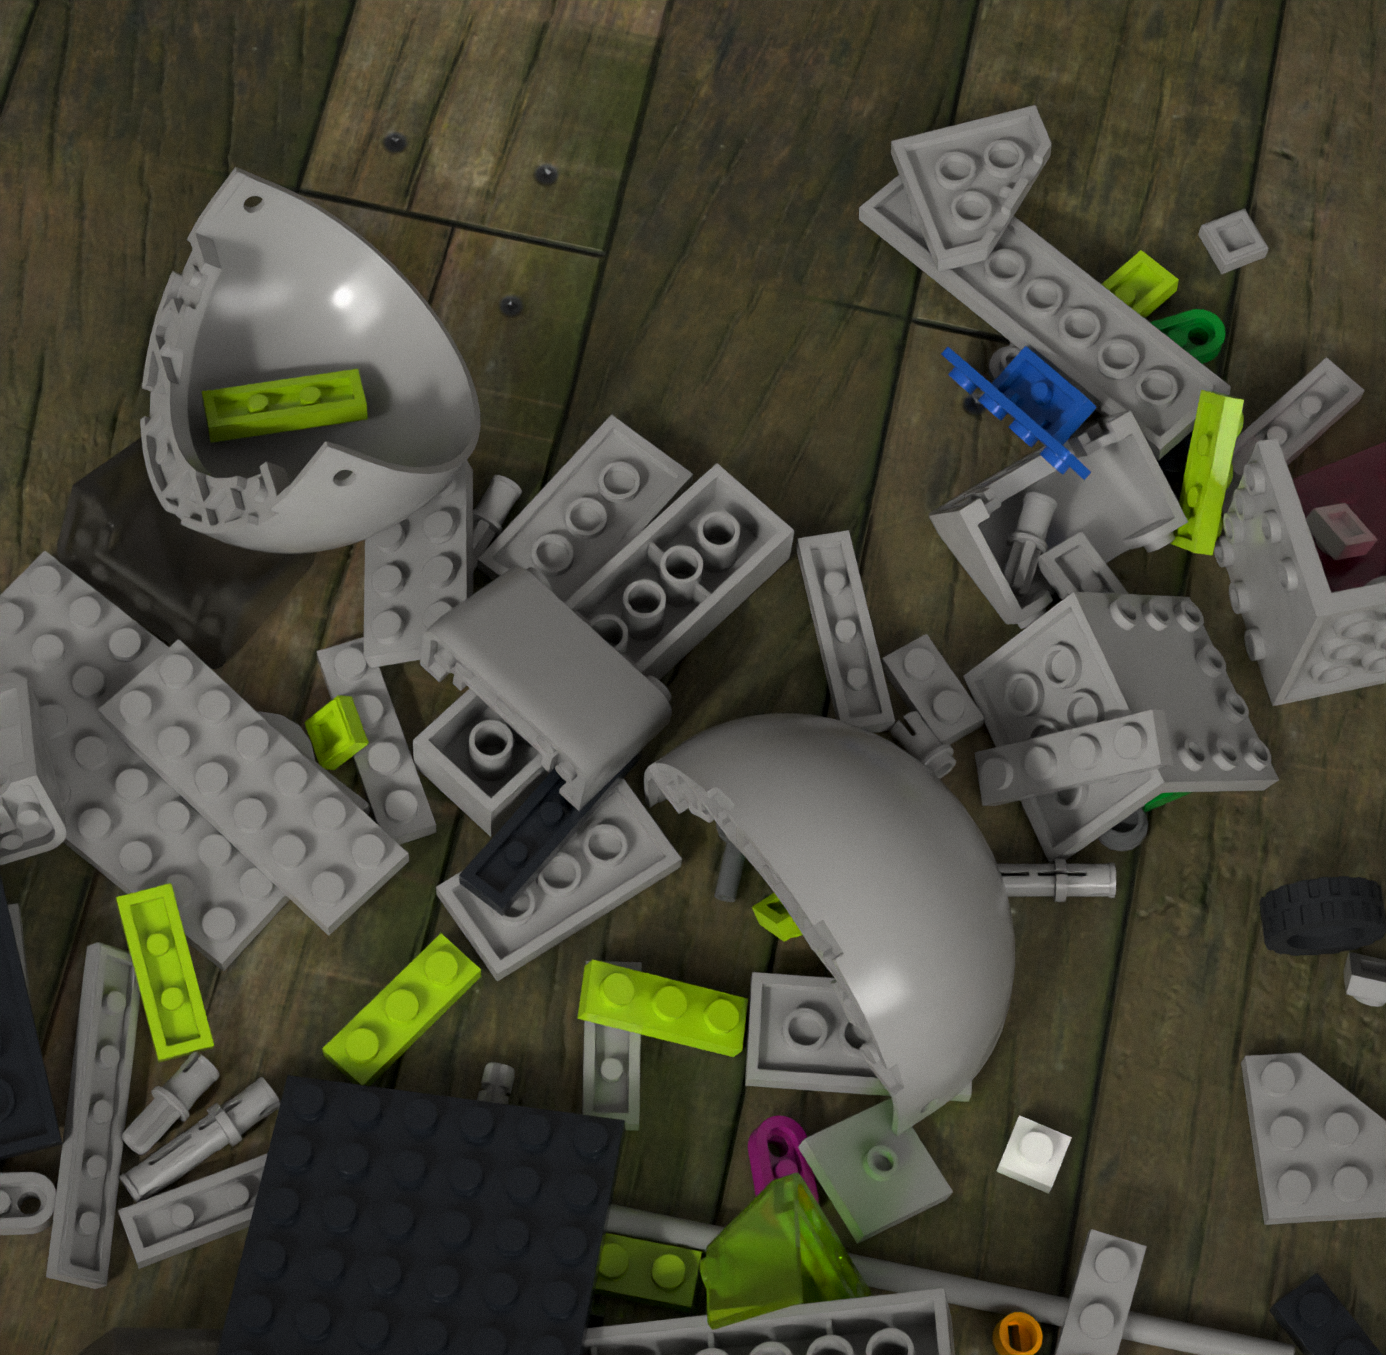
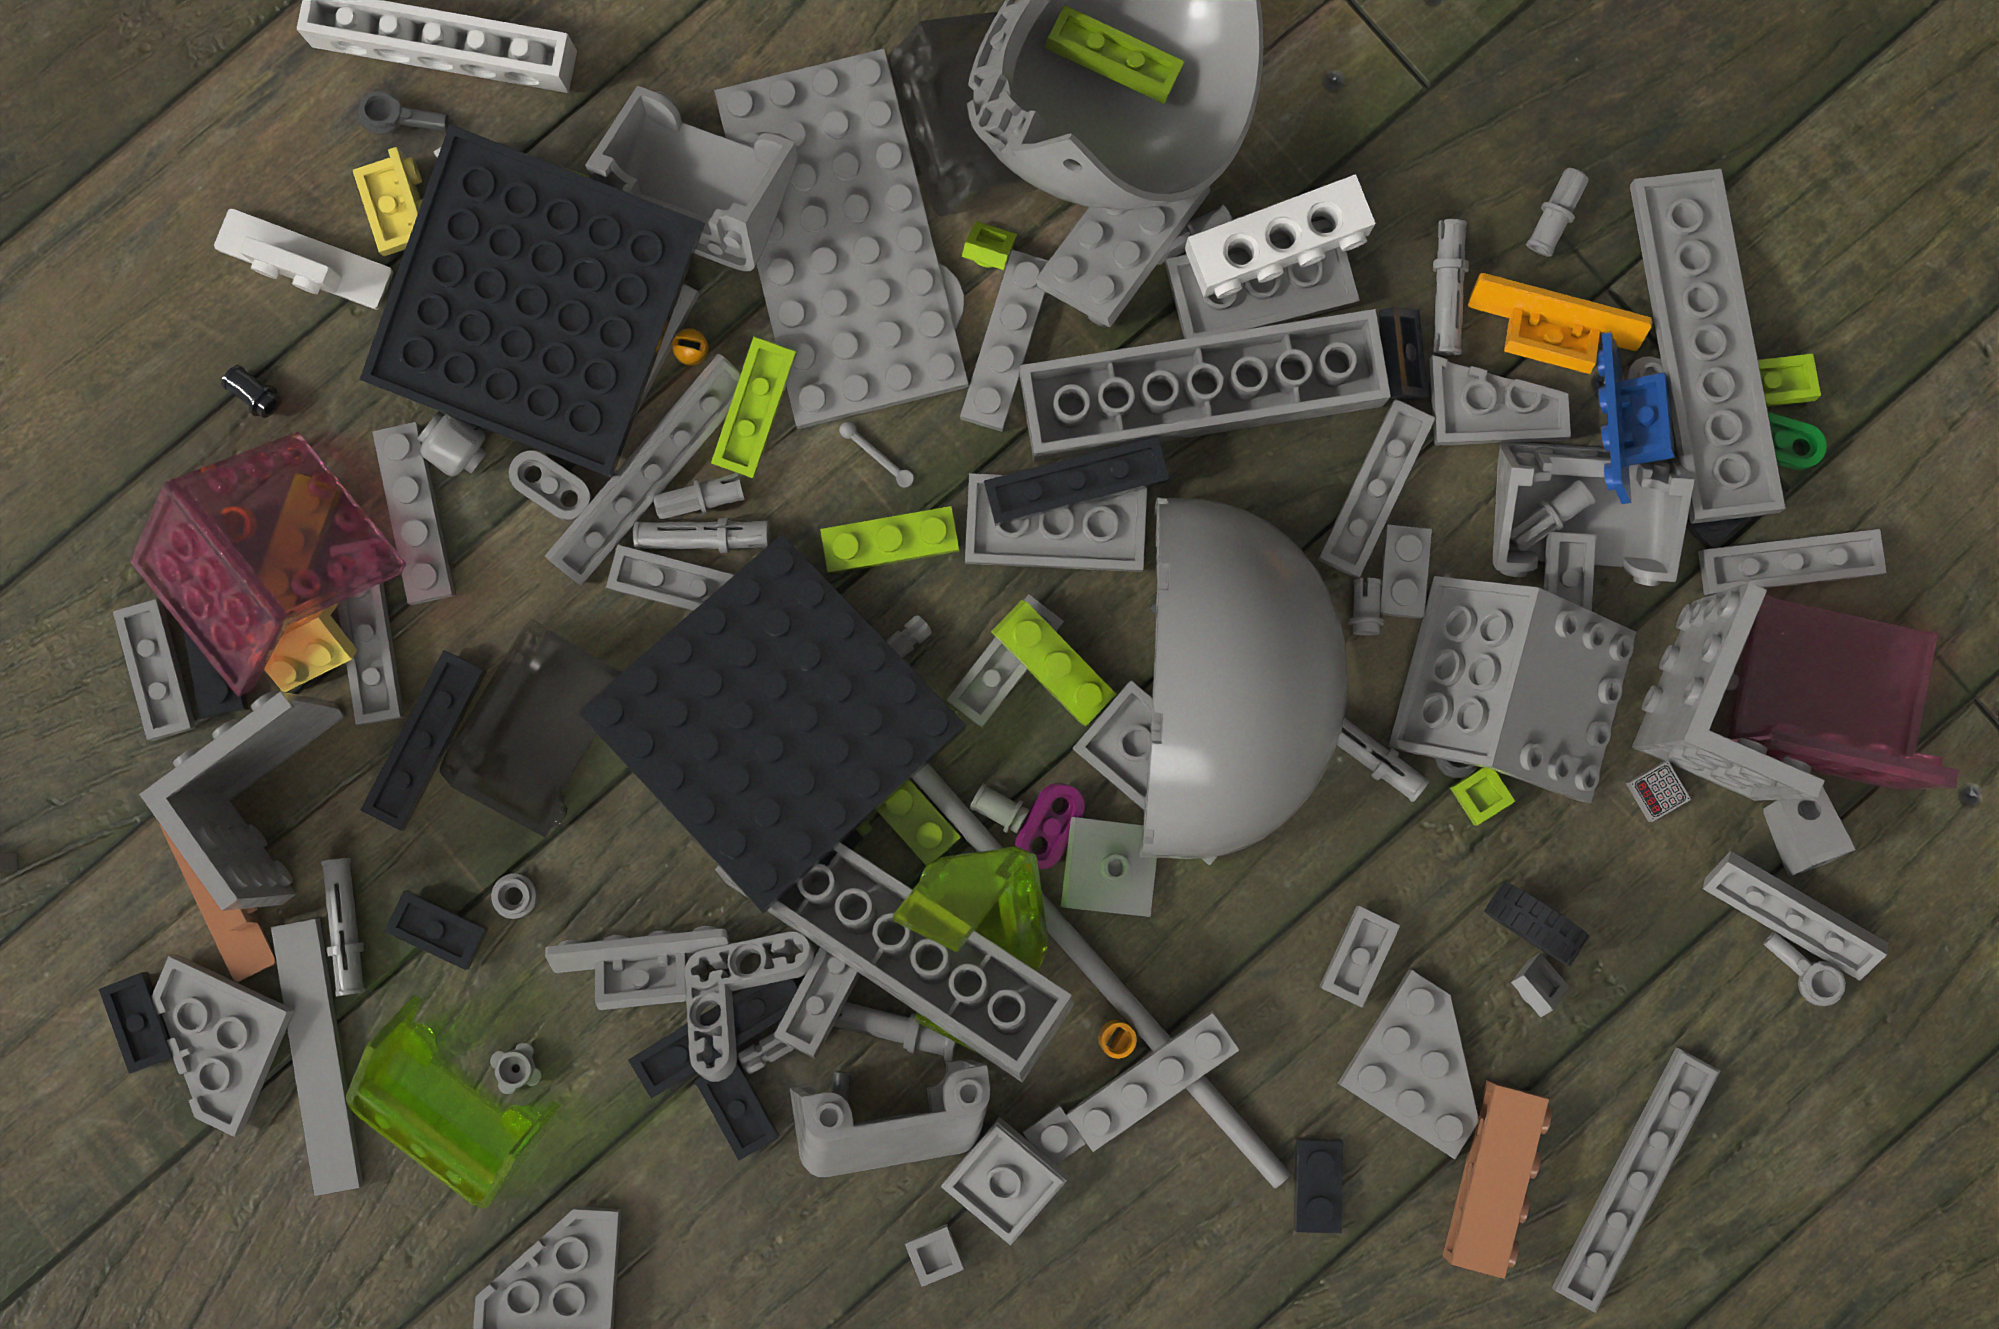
camera: 45 degrees right, 20 degrees up
(53, 973) = (688, 355): none -> light orange hinge
(254, 786) = (898, 319): light grey plate -> none
(291, 662) = (989, 245): none -> lime plate
(336, 732) = (982, 317): lime tile -> none
(370, 942) = (903, 477): none -> light grey hinge
(549, 679) = (1135, 390): light grey windscreen -> none
(606, 395) = (1339, 202): none -> white brick
(718, 1194) = (999, 808): none -> light grey pin
(756, 394) = (1449, 291): none -> light grey pin
(775, 492) = (1403, 353): none -> black plate
(813, 281) = (1557, 212): none -> light grey axle
(890, 375) = (1556, 325): none -> light orange bracket
(895, 490) = (1493, 409): none -> light grey wing
(971, 181) = (1728, 217): light grey plate -> none
(1034, 1154) = (1223, 930): white plate -> none
(1074, 757) = (1452, 699): light grey plate -> none
(1173, 842) = (1482, 795): none -> lime plate
(1185, 1079) = (1359, 956): none -> light grey plate
(1208, 470) = (1719, 557): lime plate -> none
(1233, 241) = (1889, 391): light grey tile -> none
(1329, 726) = (1658, 791): none -> tile
(1340, 531) = (1778, 665): white plate -> none

